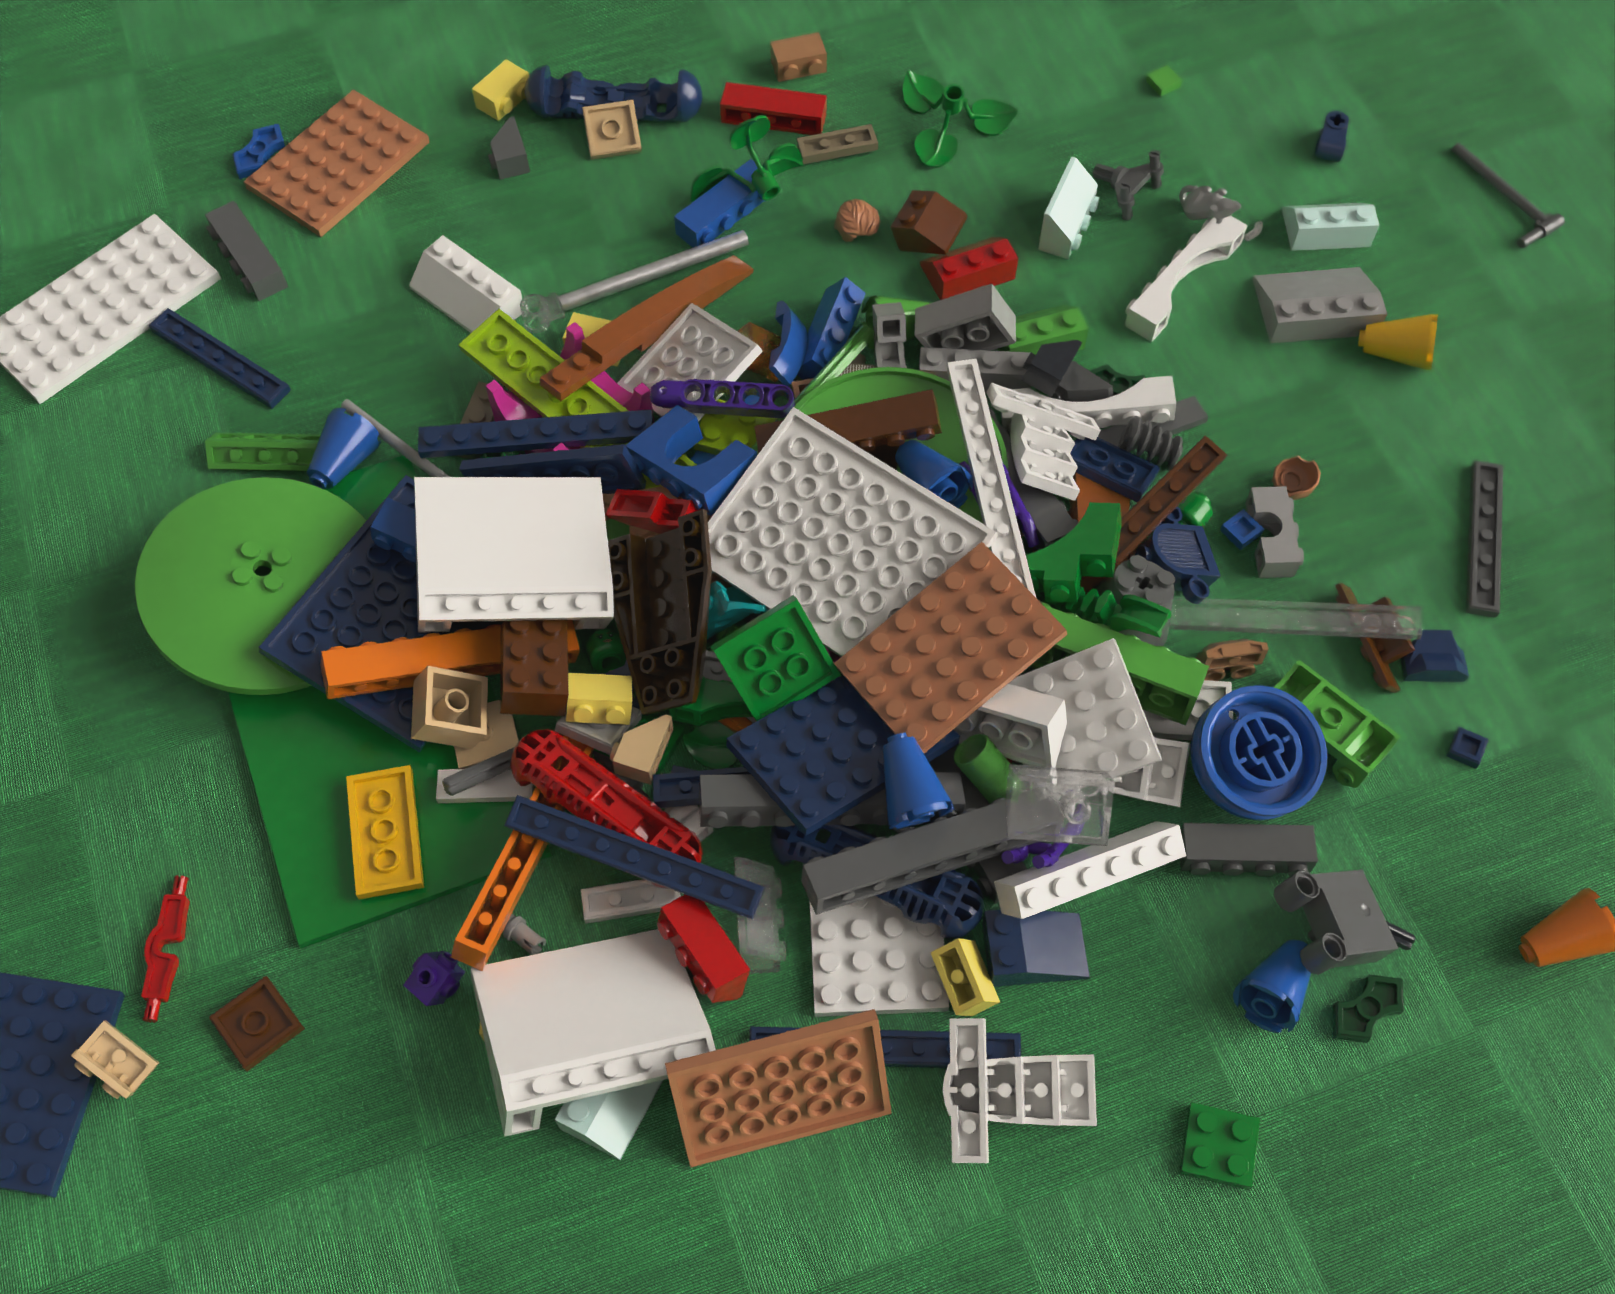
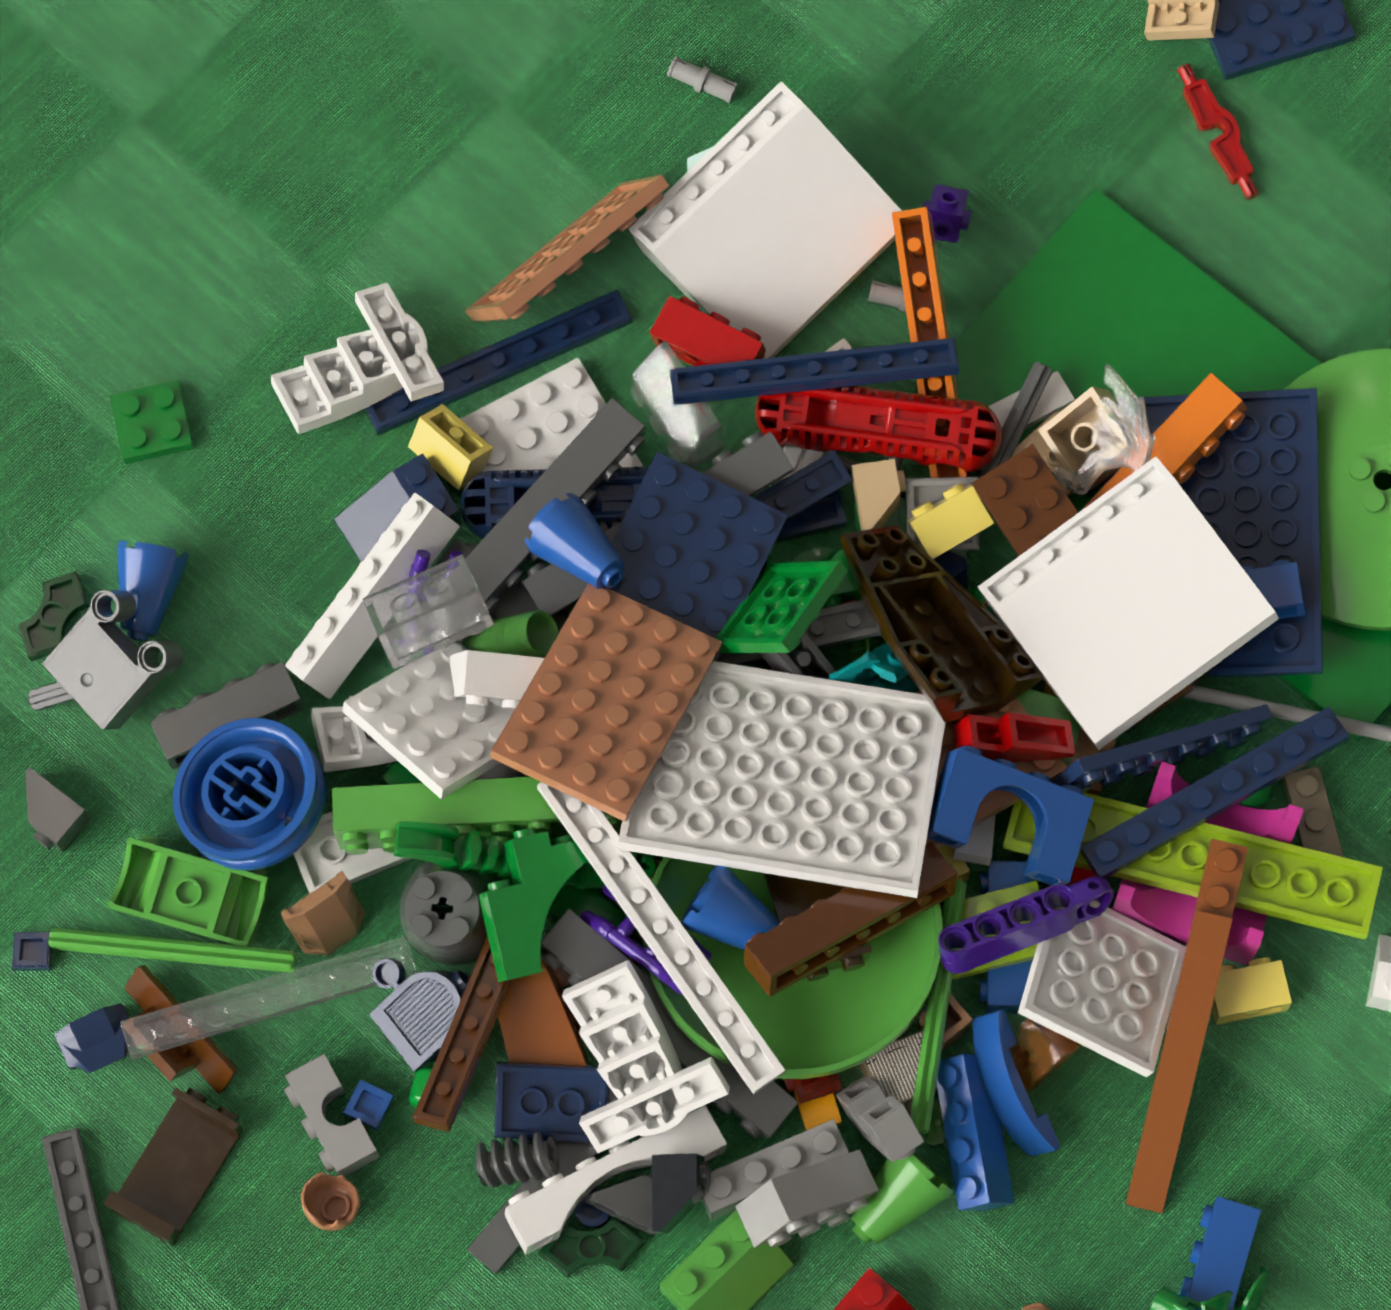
camera: 155 degrees right, 10 degrees up
(256, 1023) = (1086, 111): reddish brown tile -> none
(384, 832) = (1084, 315): yellow plate -> none
(431, 673) = (1120, 436): none -> clear animal
(540, 310) = (1327, 1015): flat silver piece -> none
(562, 1228) = (702, 79): none -> light grey pin
(1358, 687) = (173, 950): none -> bright green axle
(1405, 550) = (177, 1166): none -> dark brown panel
(1421, 839) = (52, 813): none -> dark grey slope

